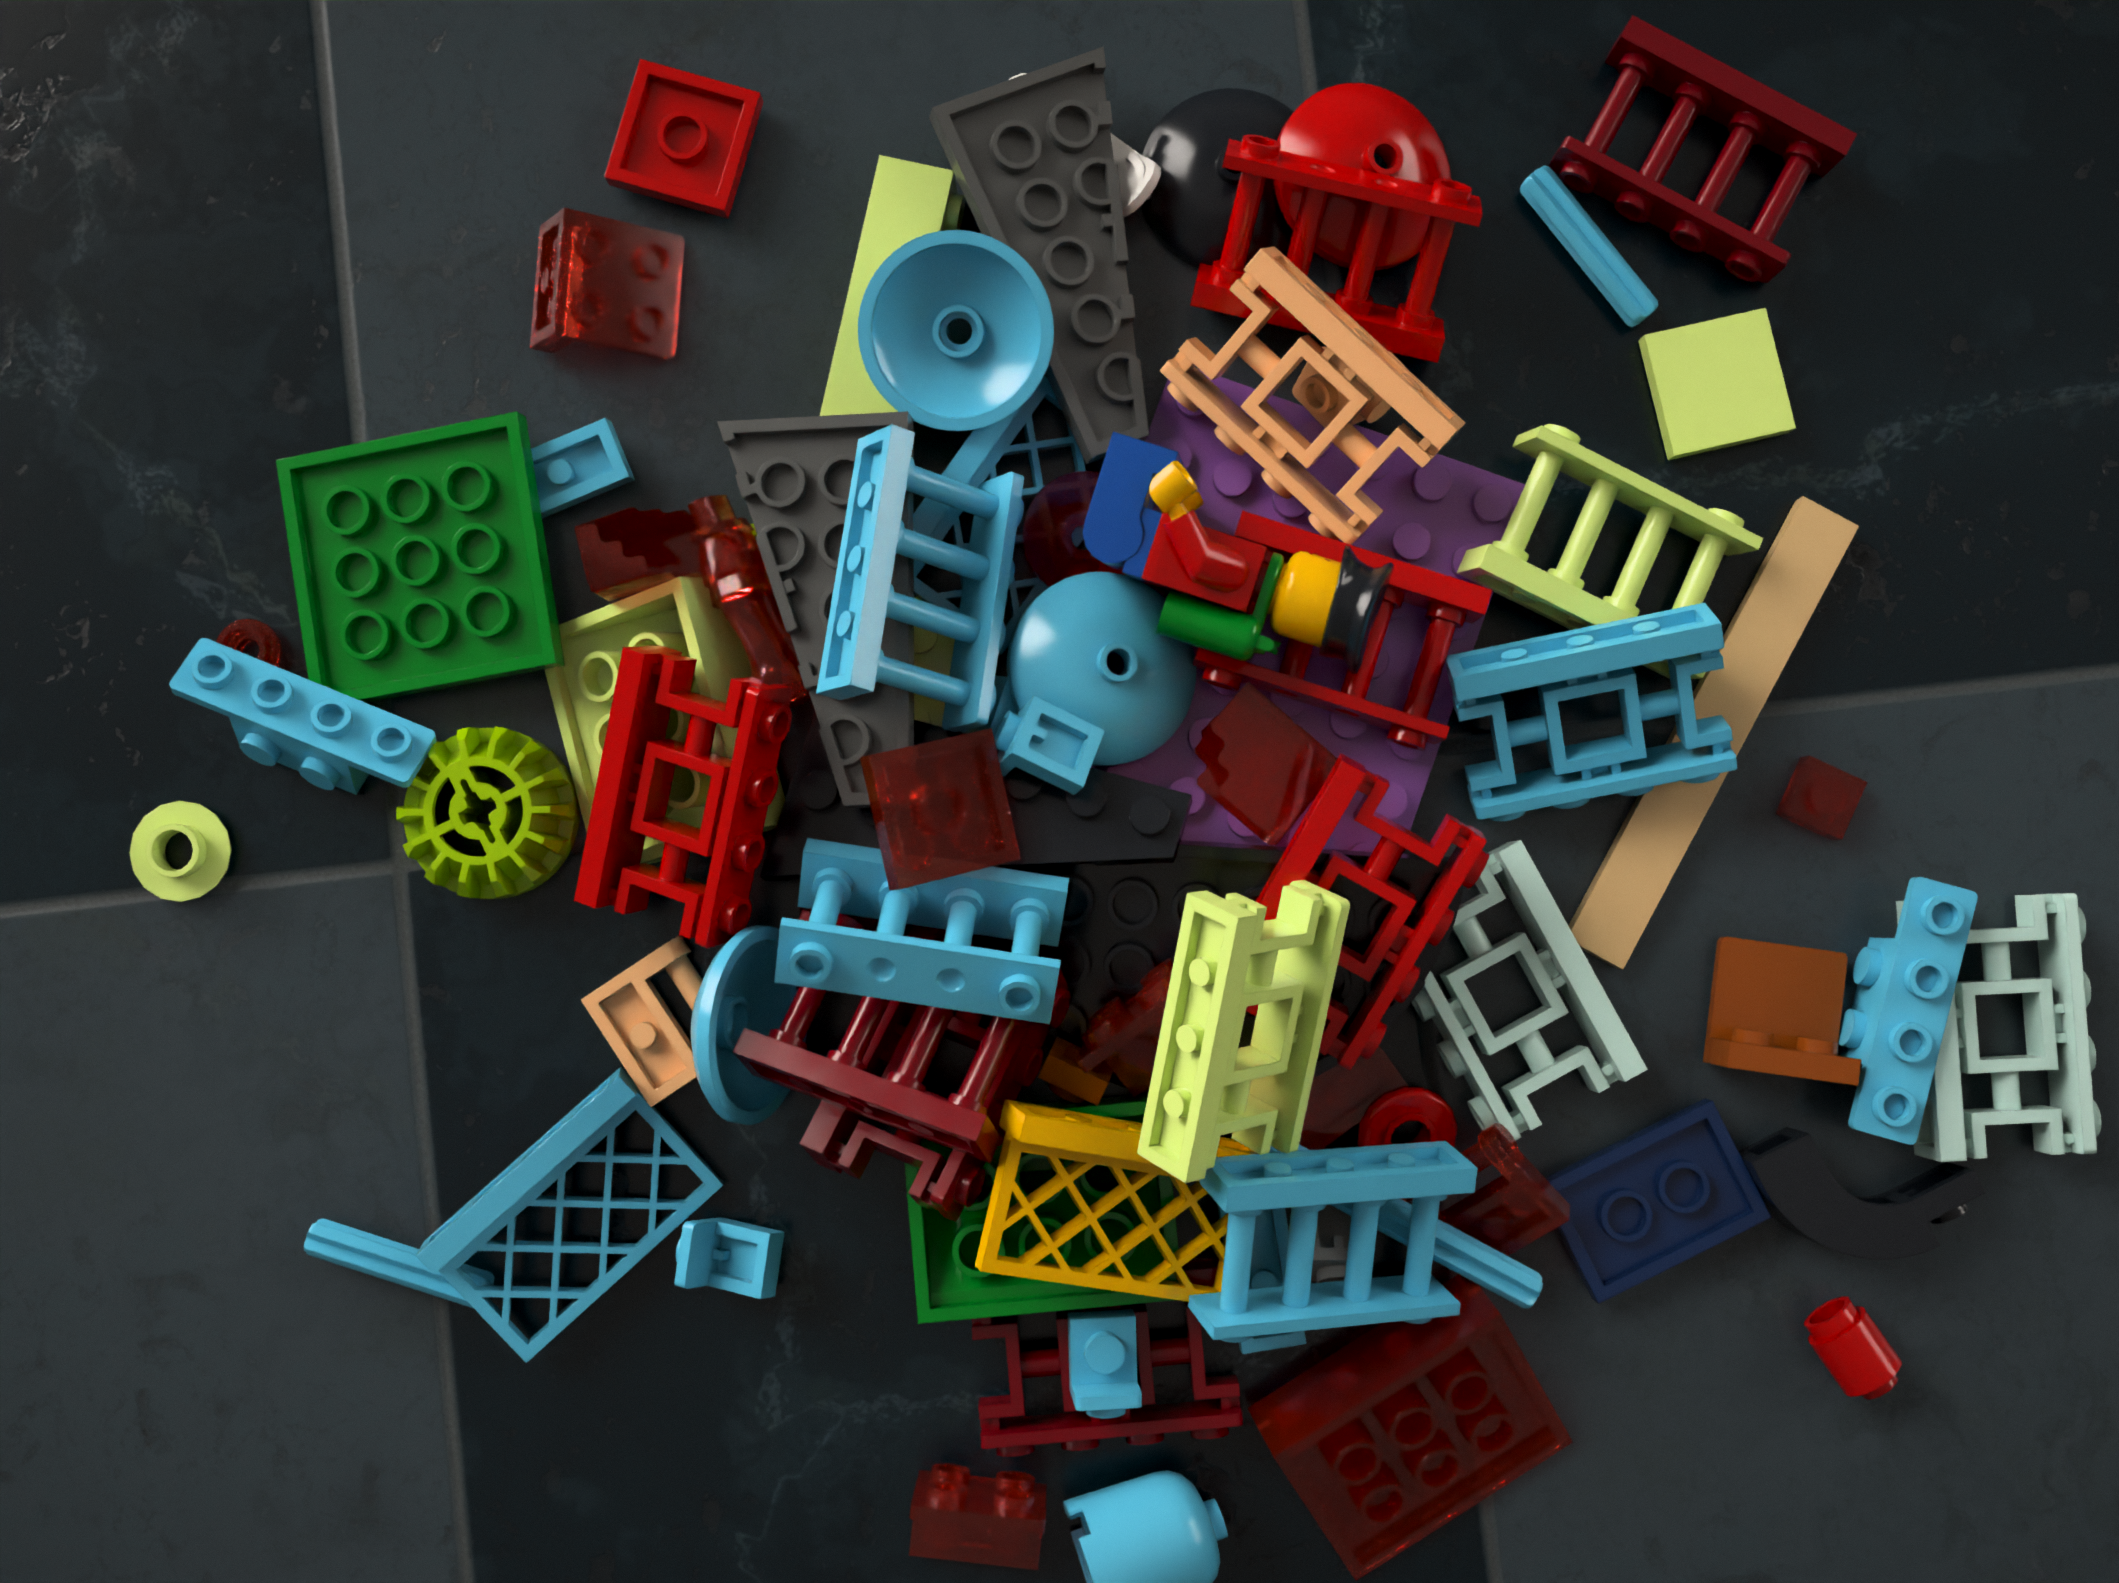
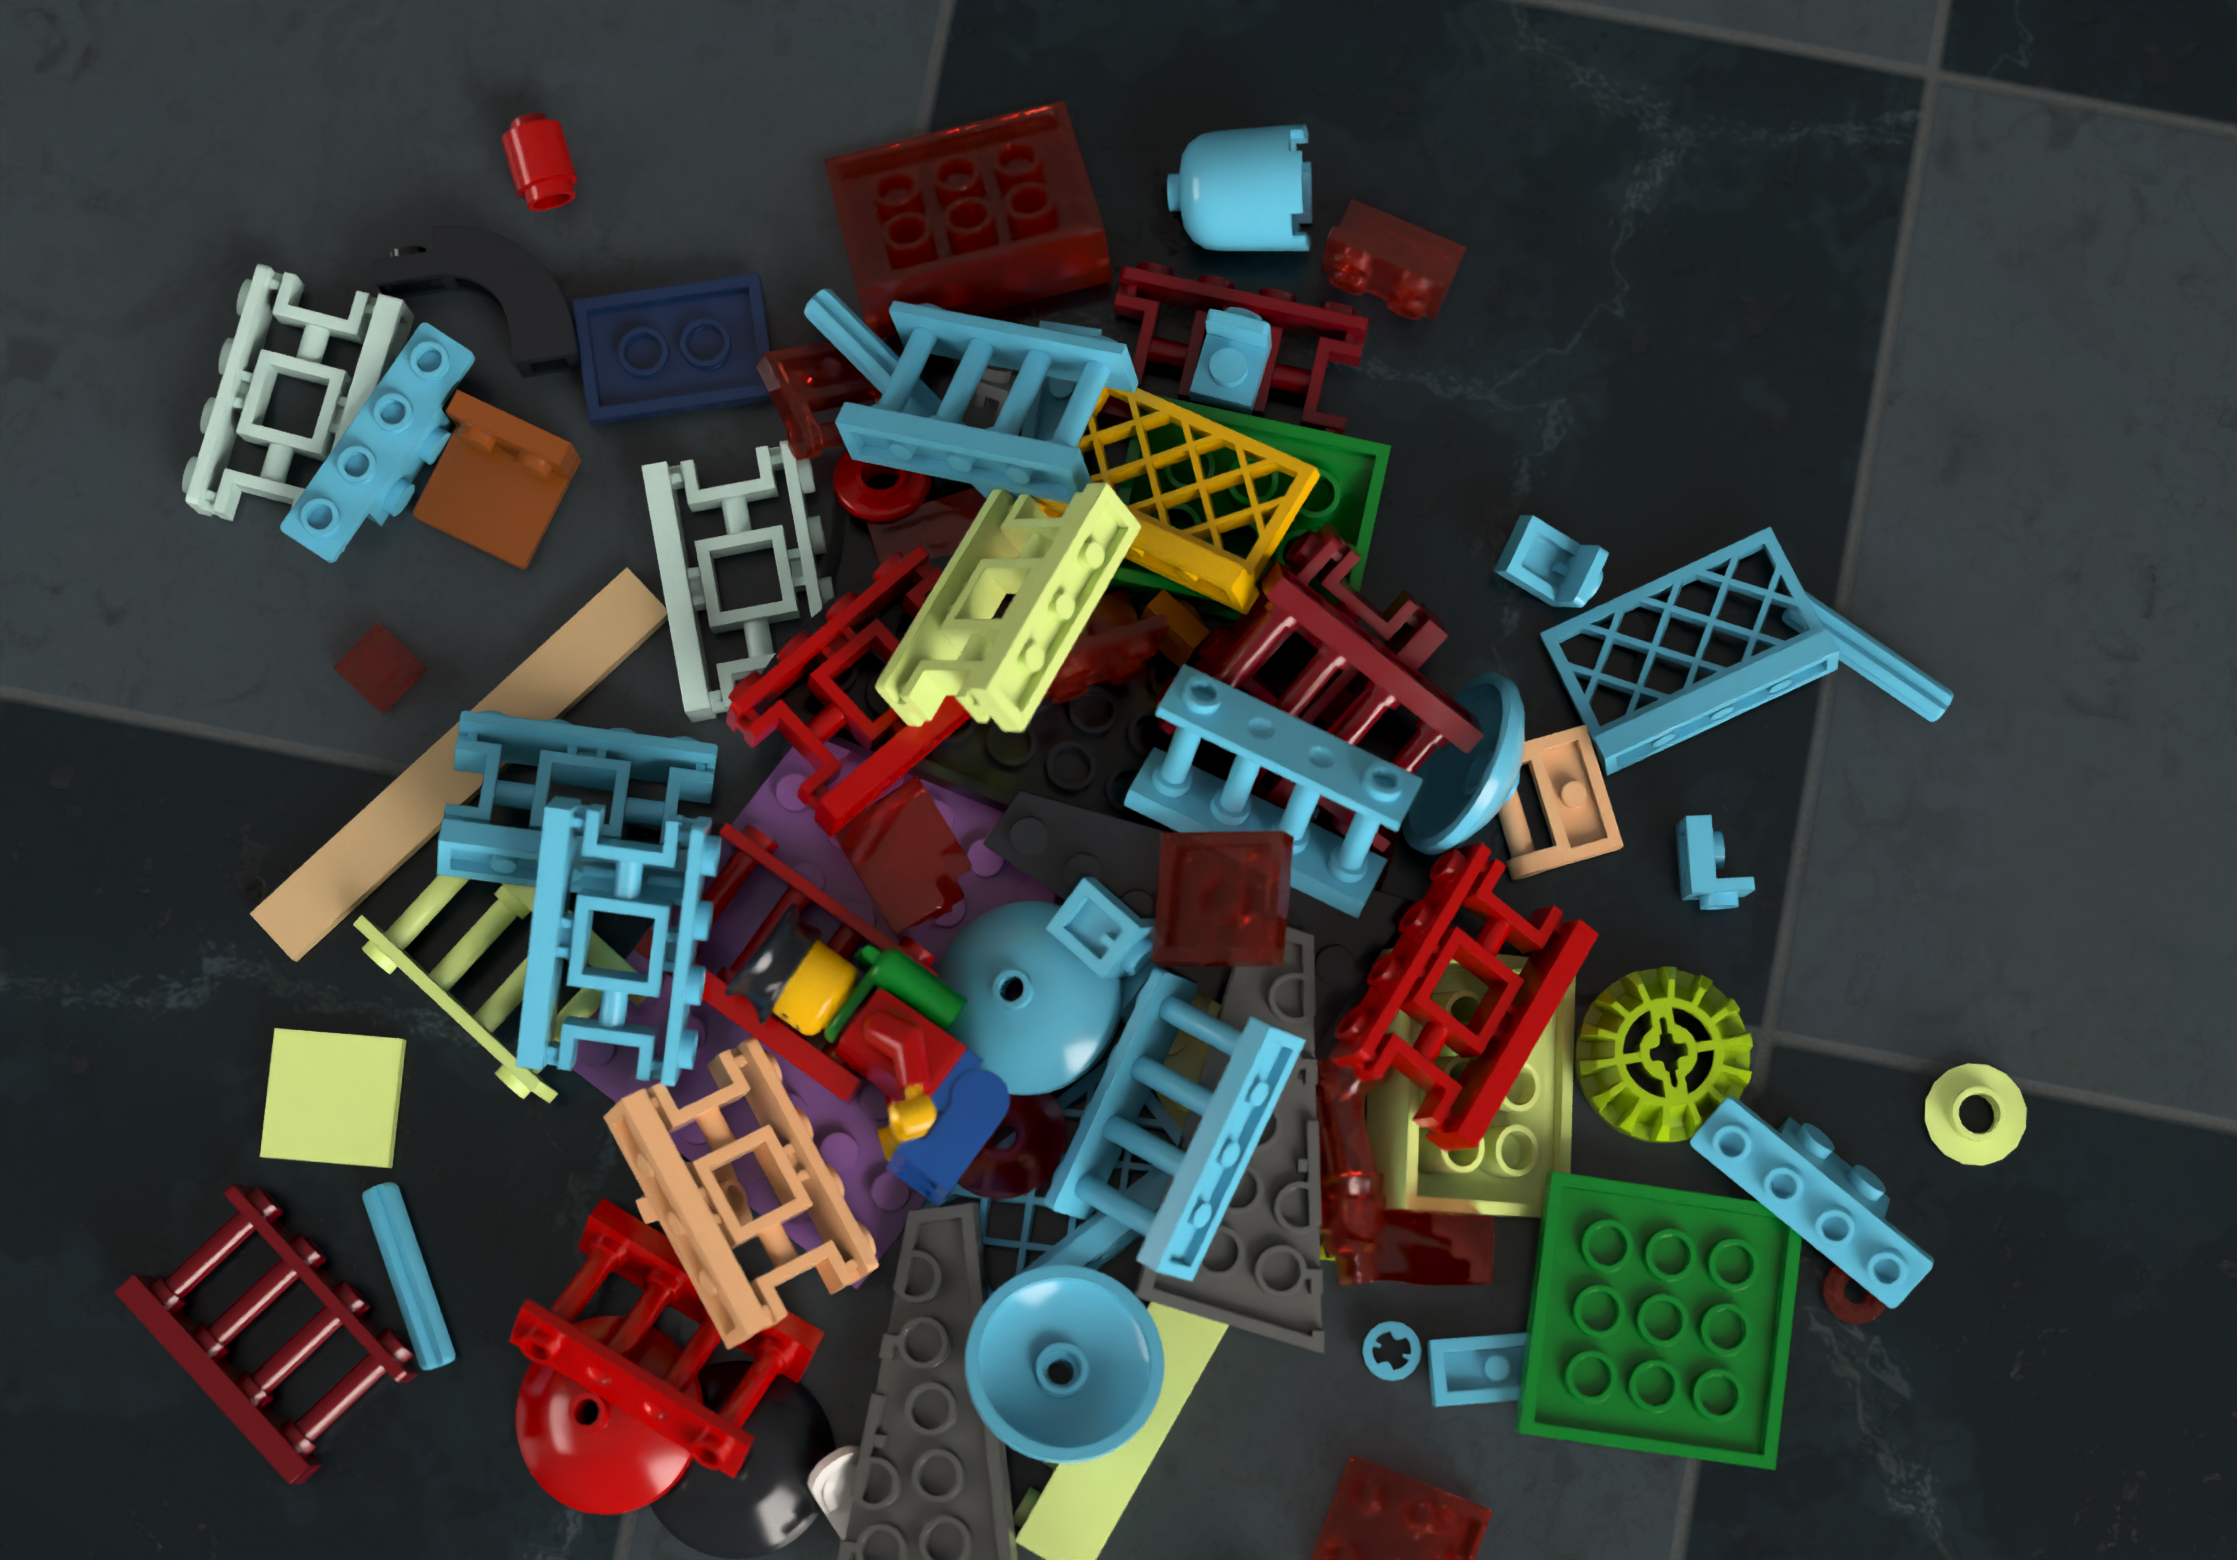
camera: 160 degrees left, 5 degrees down
(505, 1009) = (1699, 856): none -> medium azure bracket
(667, 442) = (1398, 1332): none -> medium azure bush
(1567, 568) = (567, 935): none -> medium azure fence

